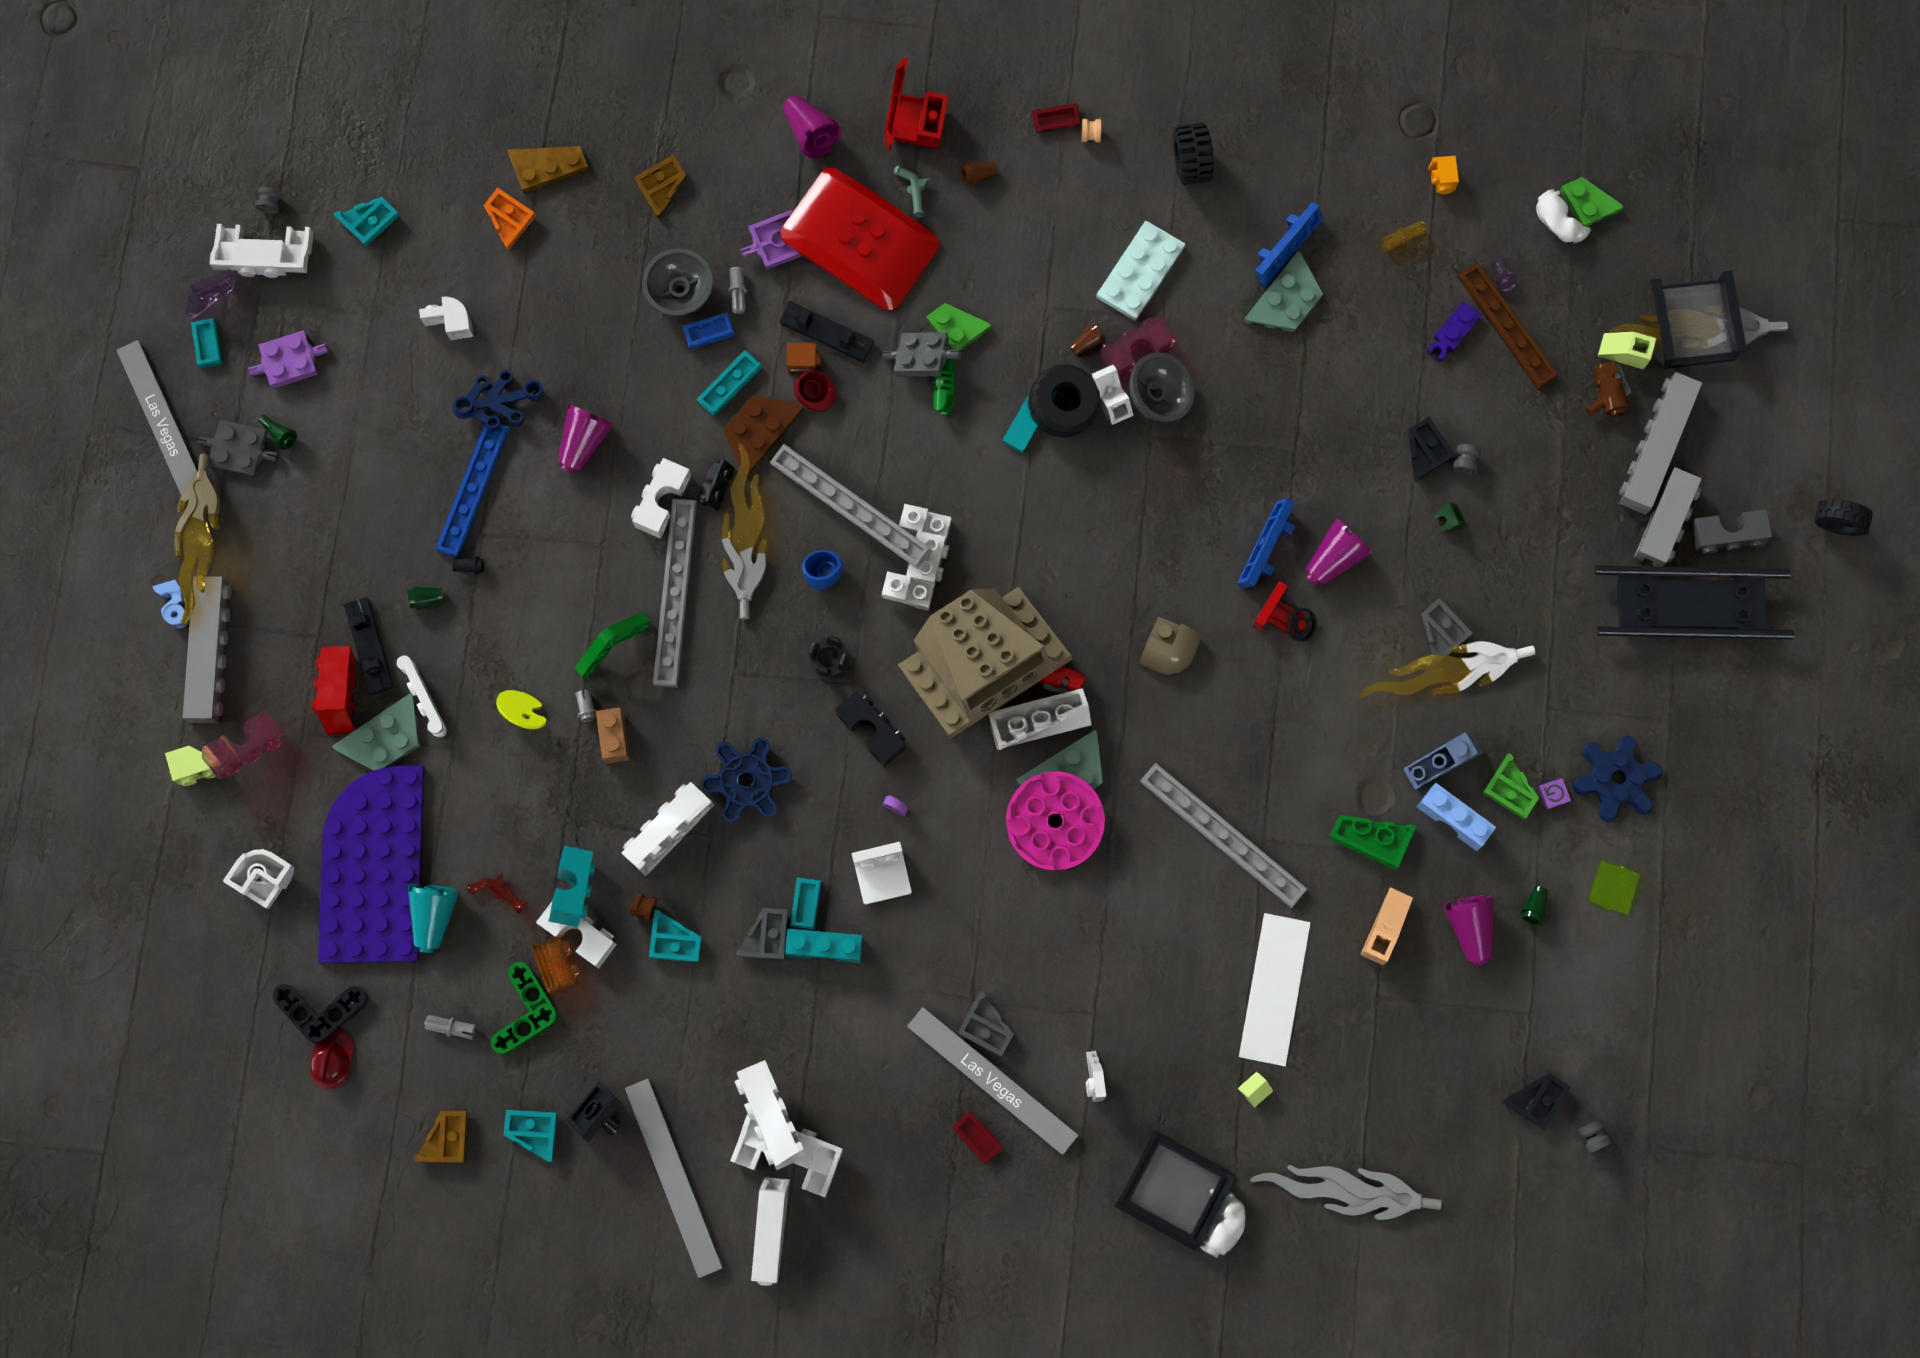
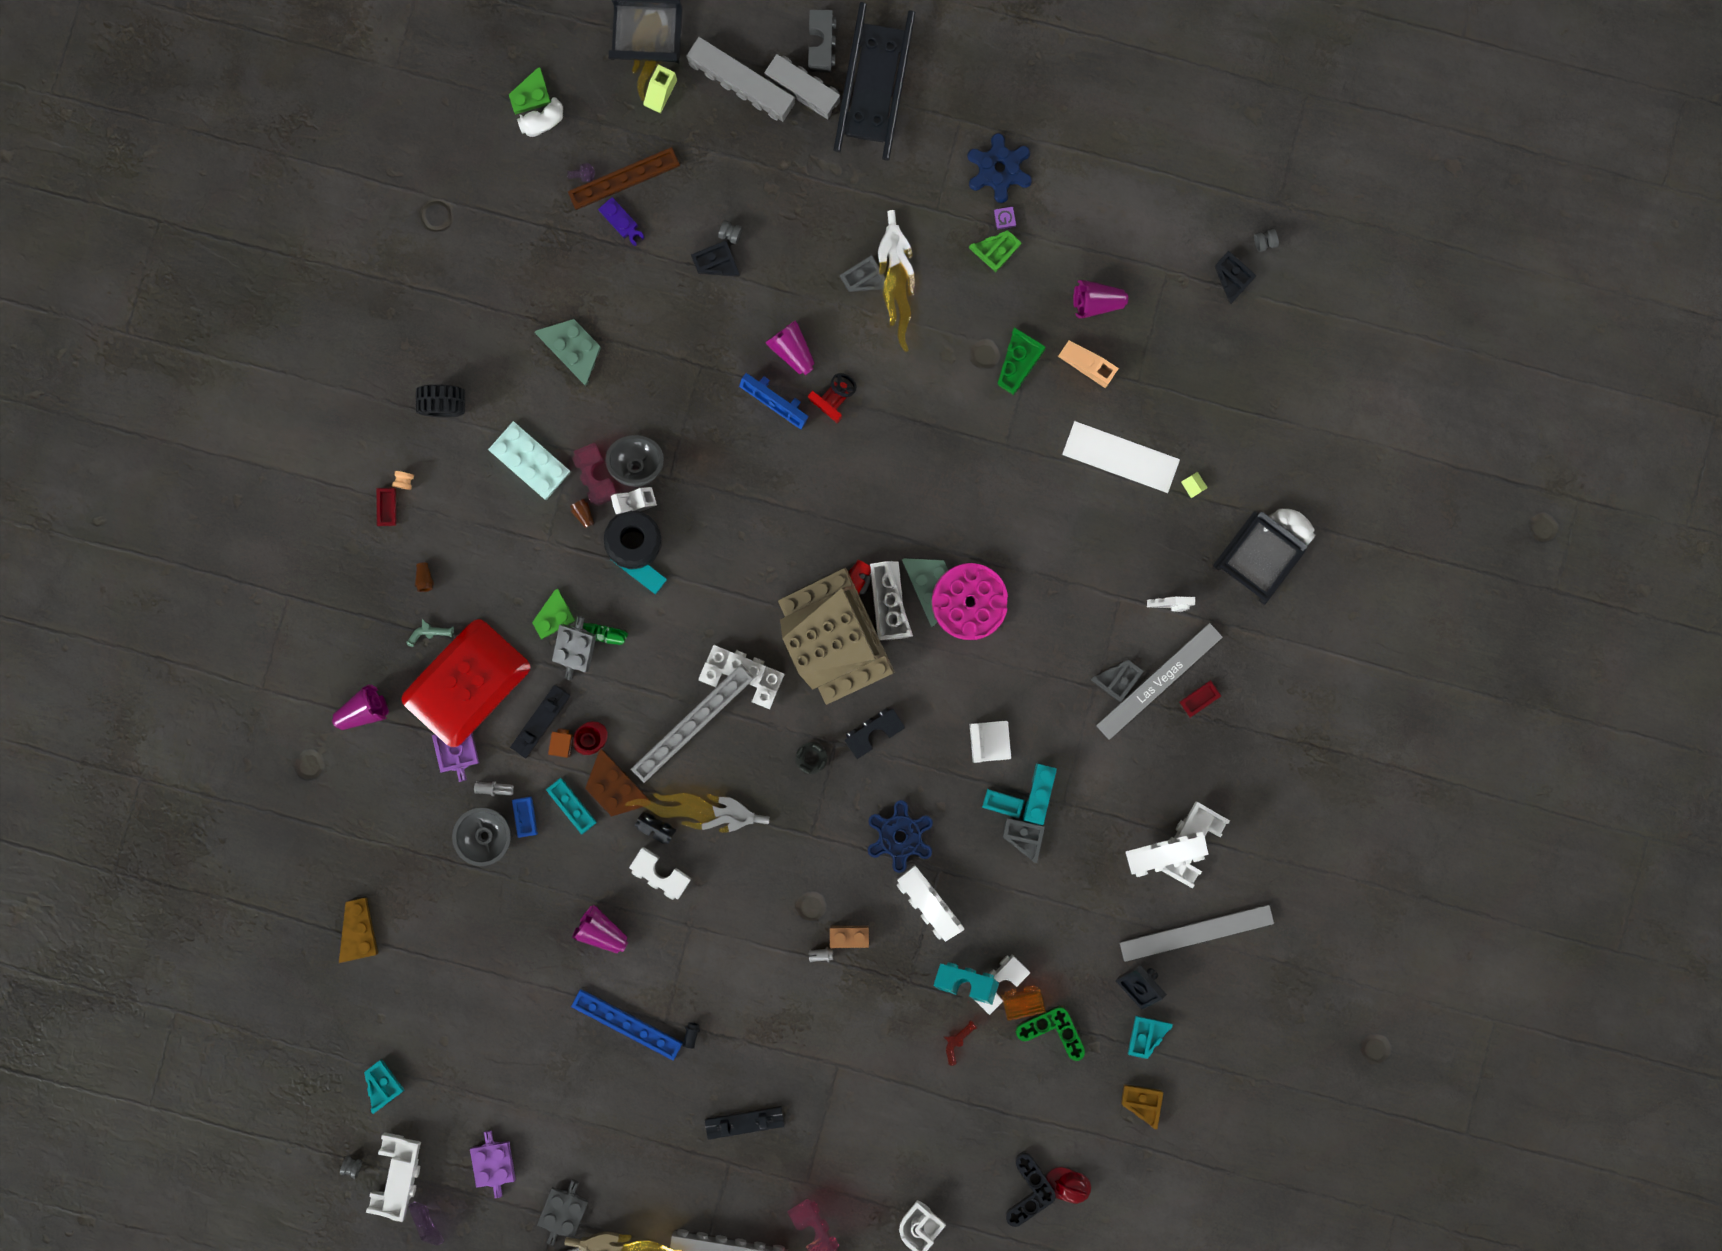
camera: 80 degrees left, 10 degrees up
(207, 343) = (467, 1230): teal tile -> none
(283, 436) = (558, 1175): dark green cone -> none
(335, 689) = (777, 1153): red wedge -> none
(366, 868) = (925, 1137): dark purple plate -> none
(384, 737) = (821, 1117): sand green wing -> none
(424, 596) = (712, 1073): dark green cone -> none
(426, 705) = (786, 1086): white plate -> none
(430, 914) = (968, 1096): teal cone -> none
(450, 1027) = (1058, 1090): light grey axle -> none
(452, 314) = (479, 1022): white brick -> none
(495, 400) = (557, 998): dark blue plant -> none
(508, 216) = (398, 969): orange wing -> none
(517, 705) = (812, 1008): neon yellow piece -> none
(608, 639) = (774, 929): green beam -> none
(643, 906) = (987, 929): reddish brown wheel -> none
(661, 183) = (390, 839): pearl gold wing -> none
(673, 940) = (1017, 909): teal wing -> none
(675, 593) = (739, 872): light grey tile -> none
(770, 1230) = (1246, 864): white slope -> none
(822, 569) = (740, 752): blue hat -> none
(895, 805) = (937, 723): medium lavender tile -> none
(914, 118) = (368, 623): red piece -> none
(1170, 647) = (845, 490): dark tan brick -> none
(1223, 835) = (998, 475): light grey tile -> none
(1299, 230) = (517, 326): blue hinge -> none
(1356, 1193) = (1283, 422): light grey piece -> none
(1403, 236) = (535, 246): clear yellow axle -> none
(1443, 759) = (966, 296): sand blue slope -> none
(1444, 174) = (489, 203): light orange brick -> none
(1453, 516) = (775, 251): dark green tile -> none
(1469, 825) = (1017, 290): light blue arch -> none
(1535, 906) = (1089, 249): dark green cone -> none
(1612, 390) = (691, 107): reddish brown piece -> none
(1613, 887) = (1082, 188): clear neon green piece -> none

